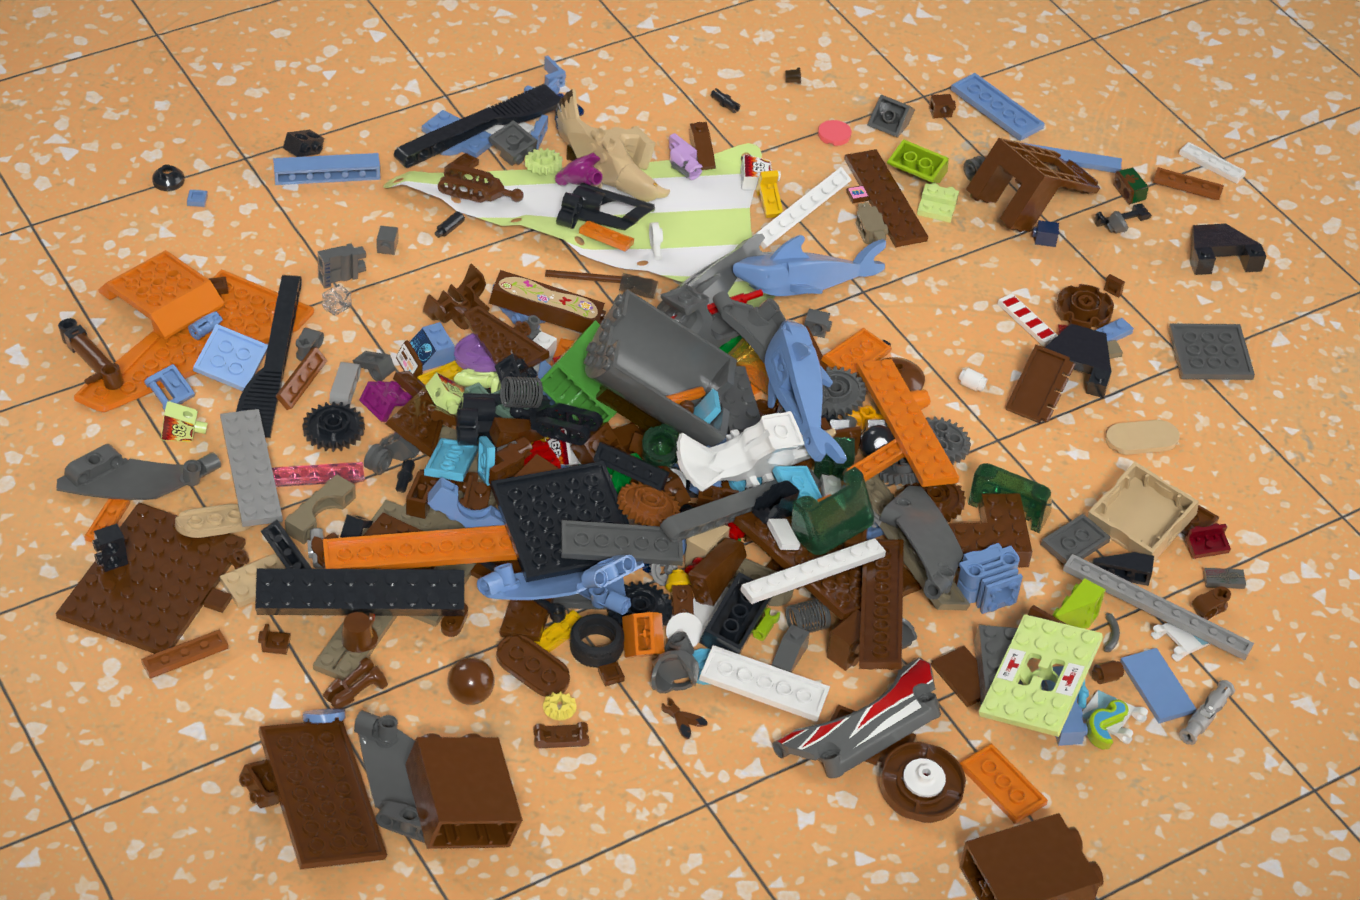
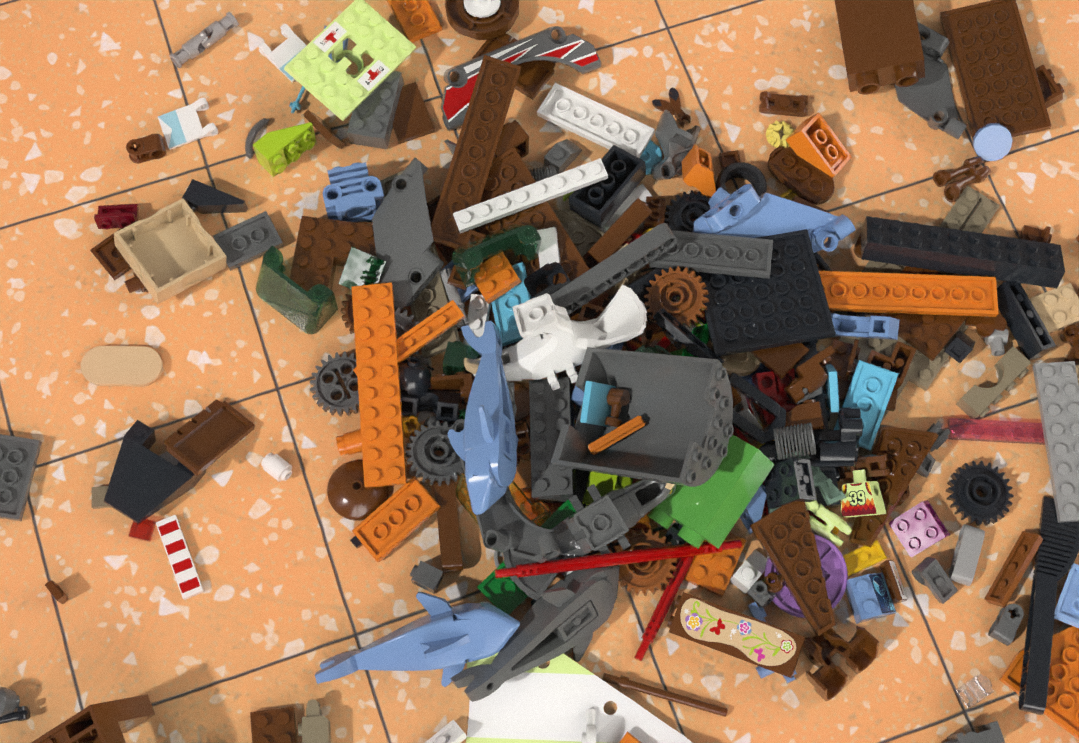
camera: 170 degrees left, 25 degrees up
(358, 632) = (961, 215): reddish brown hat -> none
(405, 476) = (907, 417): black axle -> none
(408, 382) = (894, 543): reddish brown plate -> none
(470, 681) = (861, 154): reddish brown piece -> none
(521, 687) = (819, 145): none -> orange slope
(639, 285) = (621, 667): clear smoke plate -> none
(685, 623) = (656, 190): white sticker -> none
(947, 505) = (361, 269): none -> hinge
(1046, 233) = (100, 692): dark blue brick -> none
(1084, 306) = (100, 577): reddish brown piece -> none
(1104, 718) = (299, 38): lime animal -> none
(1107, 671) = (277, 91): reddish brown brick -> none
(1117, 330) = (87, 525): medium blue plate -> none
(1158, 685) = (235, 77): medium blue tile -> none
(1159, 607) = (203, 148): light grey plate -> none
(1224, 577) = (119, 180): dark grey tile -> none

